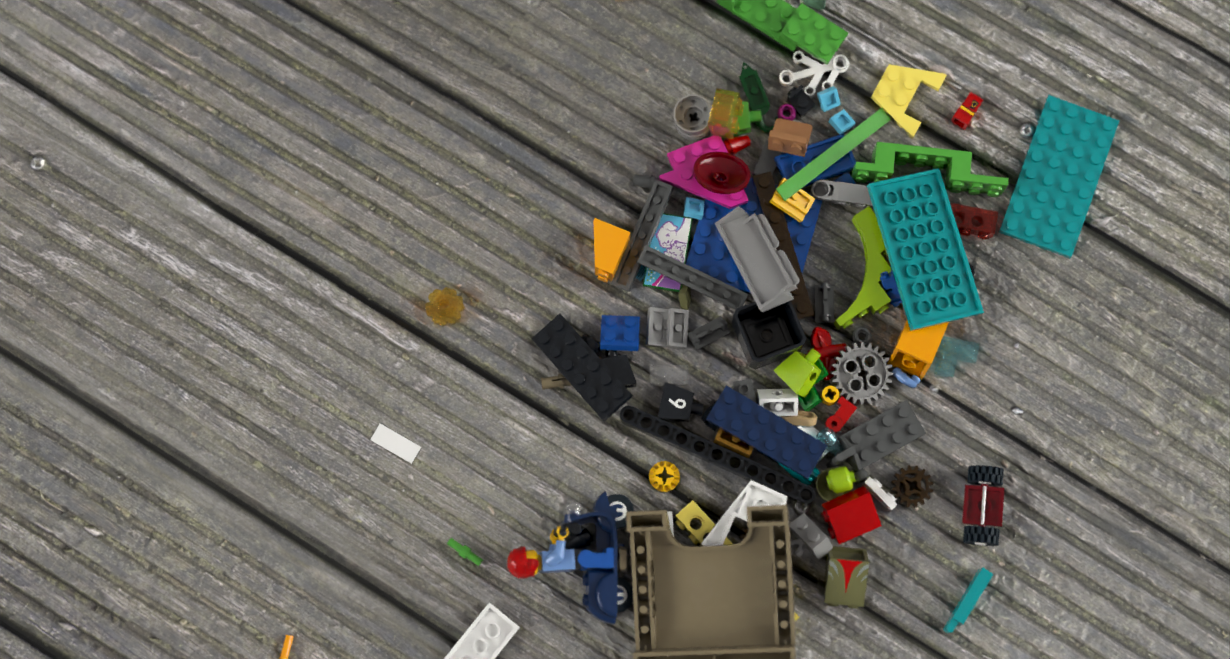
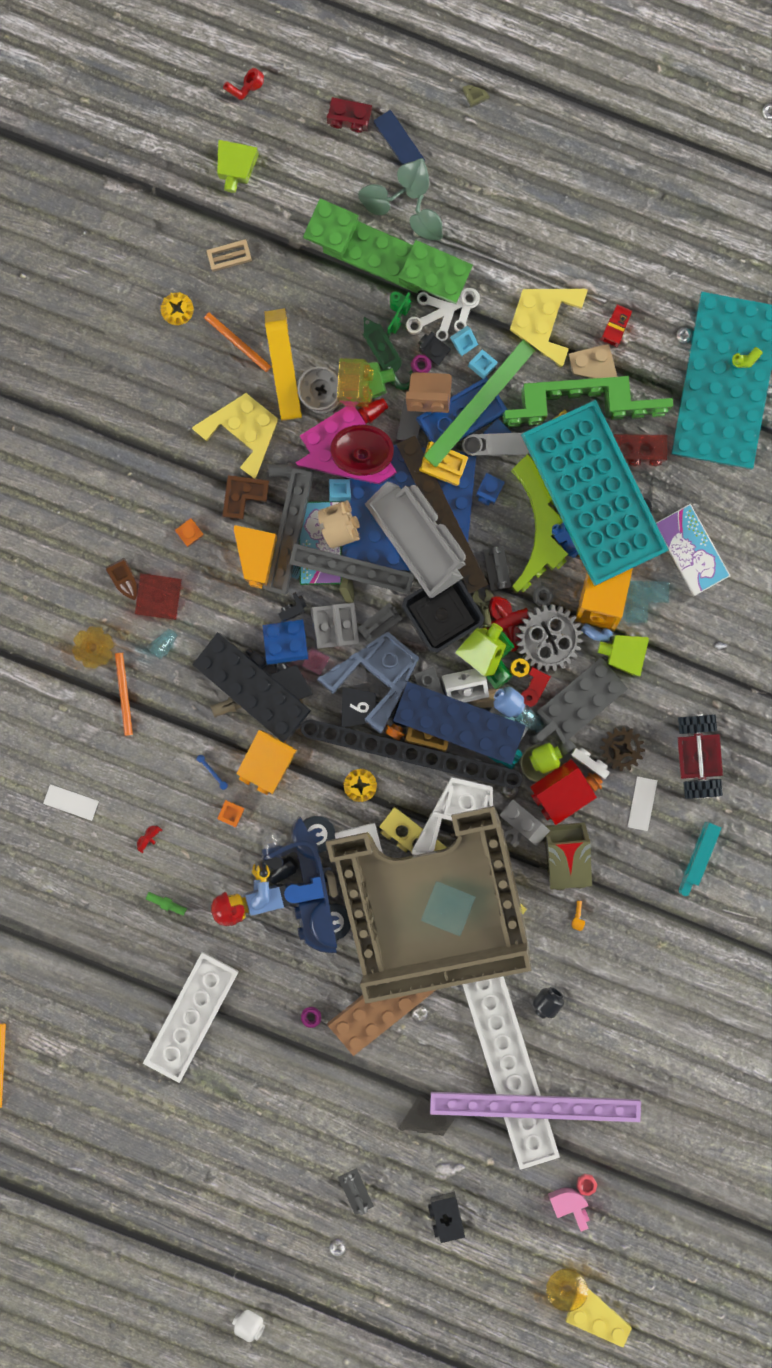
camera: 10 degrees left, 10 degrees up
(454, 490) = (149, 834): none -> red piece
(463, 354) = (123, 694): none -> orange bar
(484, 250) = (123, 578): none -> reddish brown plate
(508, 315) = (163, 644): none -> clear light blue cone
(512, 273) = (158, 596): none -> clear red plate
(538, 453) = (201, 759): none -> blue hinge
(540, 479) = (230, 813): none -> orange plate
(551, 221) = (189, 532): none -> orange plate
(577, 34) = (186, 307): none -> yellow gear
(582, 437) = (266, 762): none -> light orange slope
(604, 192) = (240, 489): none -> reddish brown plate
(622, 135) = (248, 423): none -> light yellow wing
(624, 62) = (237, 342): none -> orange bar
(629, 307) = (289, 612): none -> black bracket
(644, 356) = (316, 661): none -> clear pink plate
(663, 90) = (282, 364): none -> yellow beam
(688, 235) = (339, 524): none -> tan brick
(705, 432) = (394, 731): none -> orange plate
(709, 366) = (387, 661): none -> sand blue wing
(727, 599) = (448, 908): none -> clear light blue tile
(777, 57) = (401, 305): none -> green hinge
(807, 345) = (484, 606): none -> olive bar
(815, 422) = (509, 702): none -> medium blue head
(829, 233) = (489, 490): none -> blue bracket
(844, 642) = (578, 923): none -> light orange hand
(882, 511) = (594, 781): none -> orange plate
(922, 542) = (642, 803): none -> white sticker
(929, 400) = (625, 653): none -> lime torso
(940, 137) = (593, 362): none -> tan wing
(1005, 320) = (692, 550): none -> tile
(1077, 160) = (746, 361): none -> lime arm

